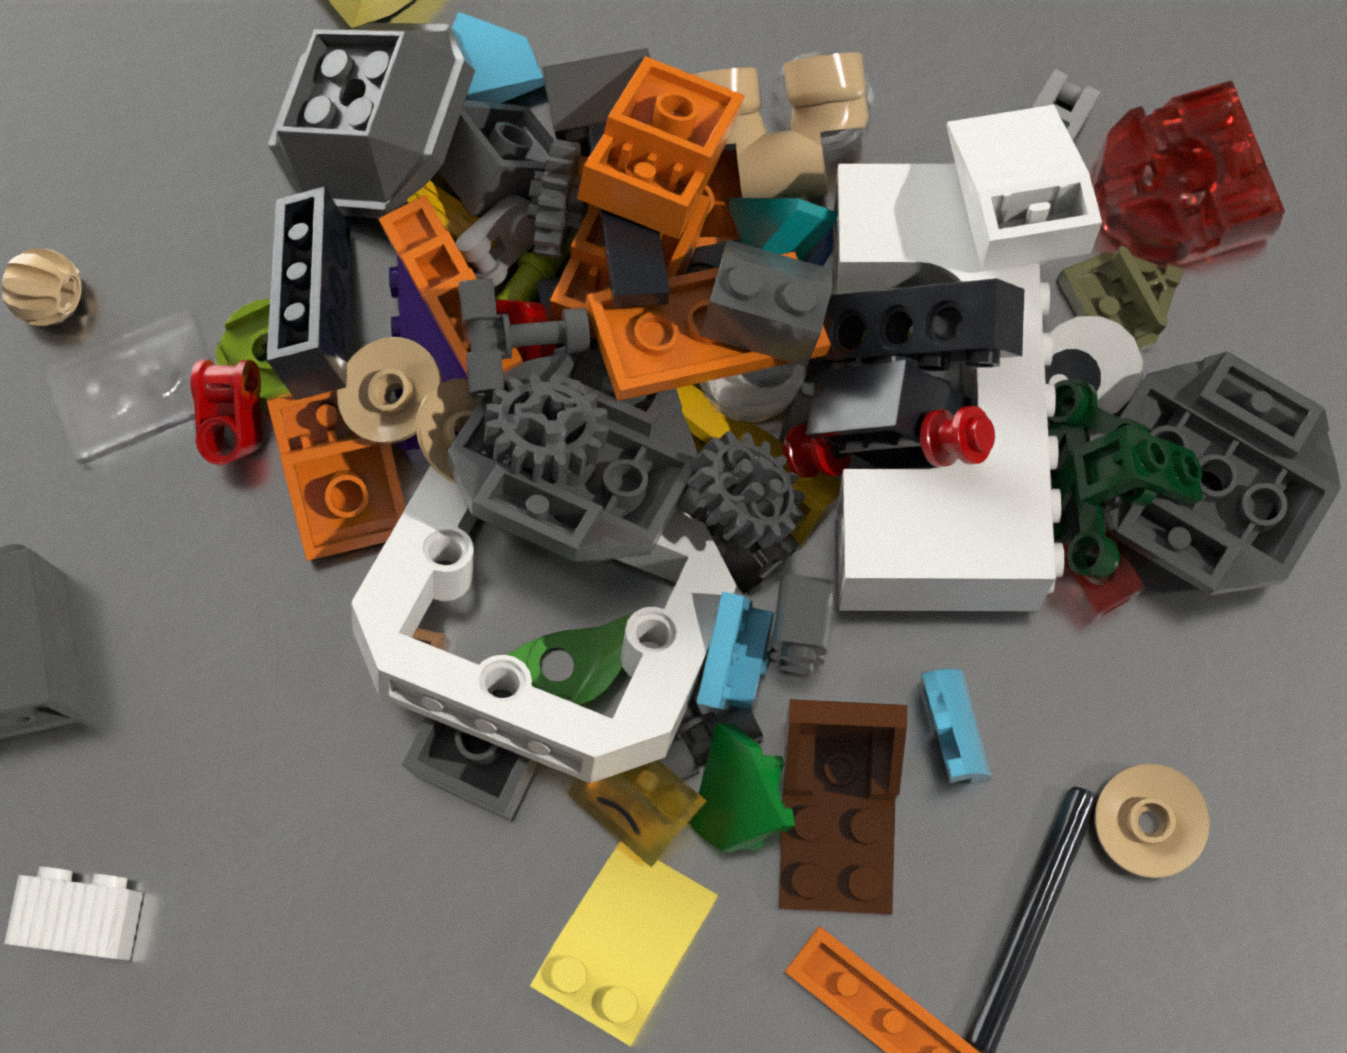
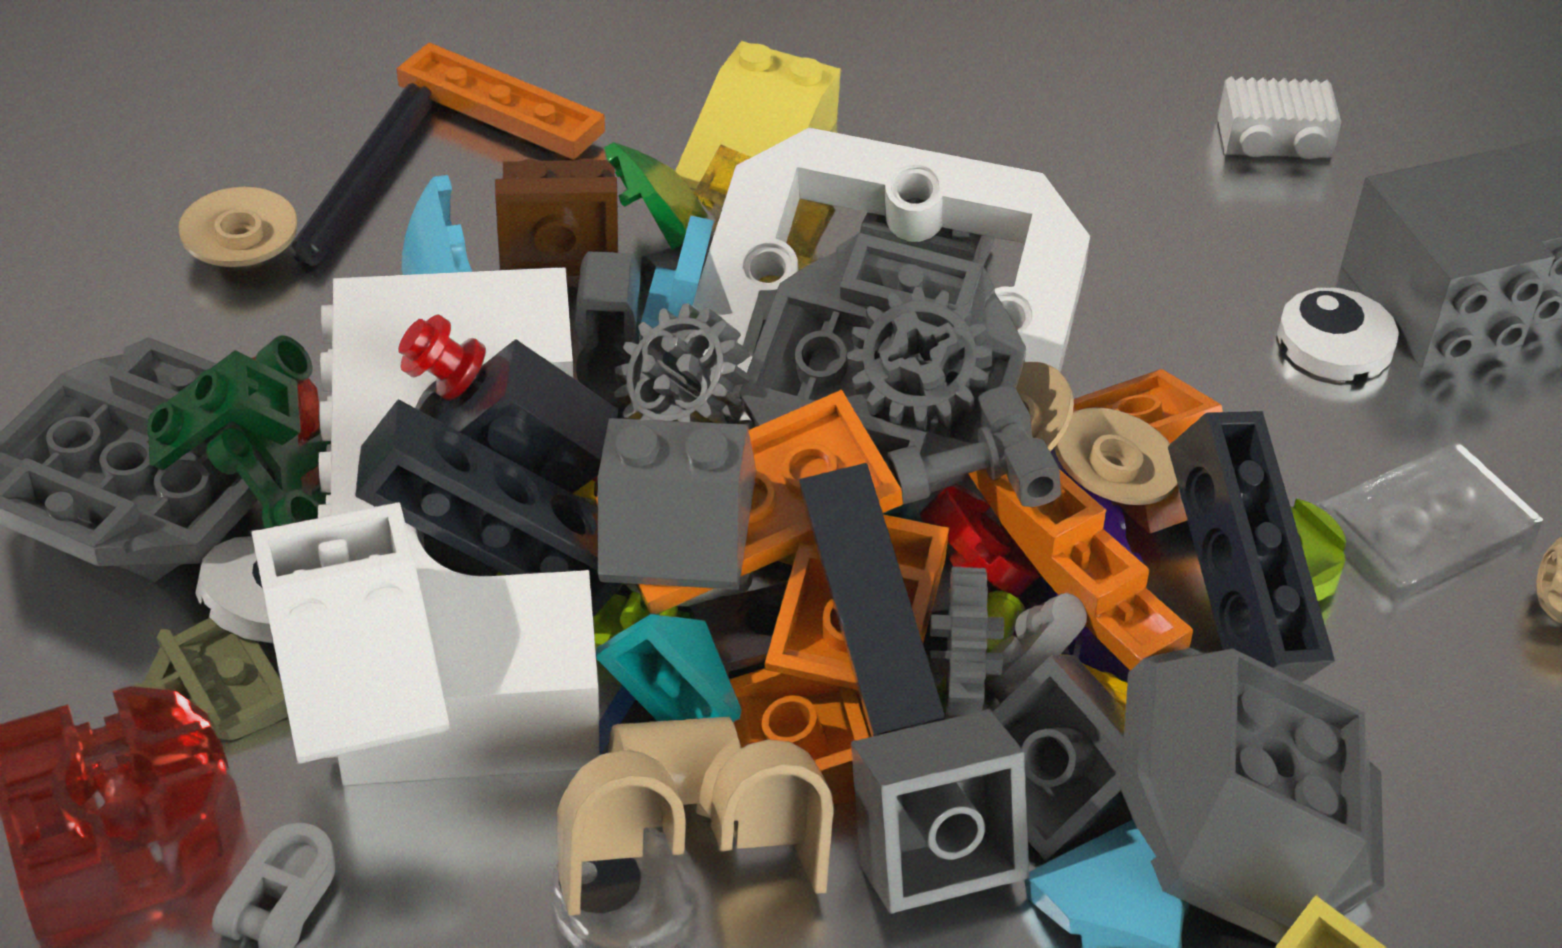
camera: 165 degrees right, 30 degrees down
(127, 609) = (1338, 333): none -> white tile
(226, 404) = (1312, 462): red piece -> none
(659, 147) = (837, 656): orange slope -> none

